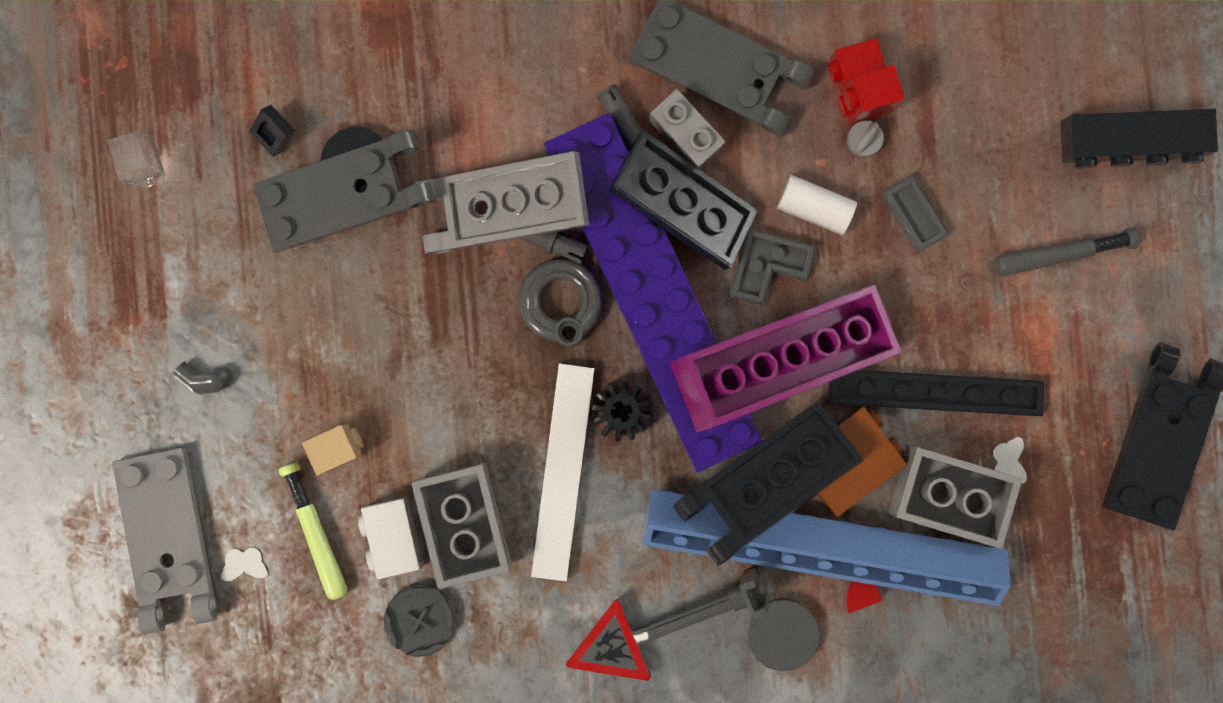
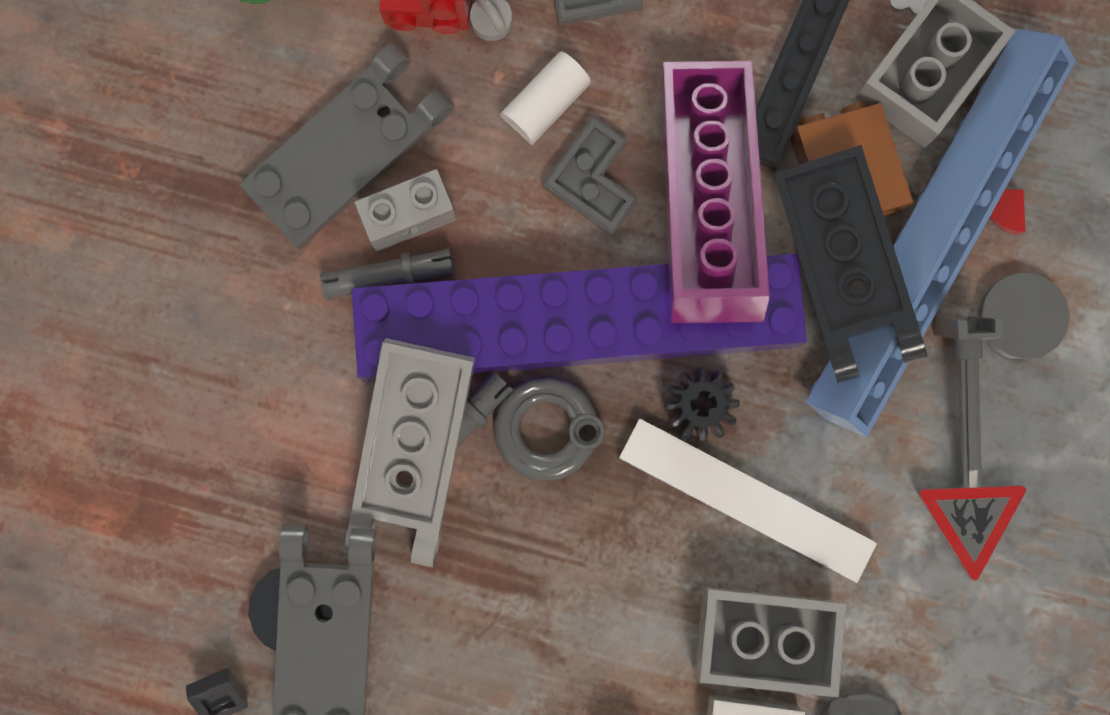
camera: 70 degrees left, 5 degrees down
(683, 200) = (485, 242): black tile -> none

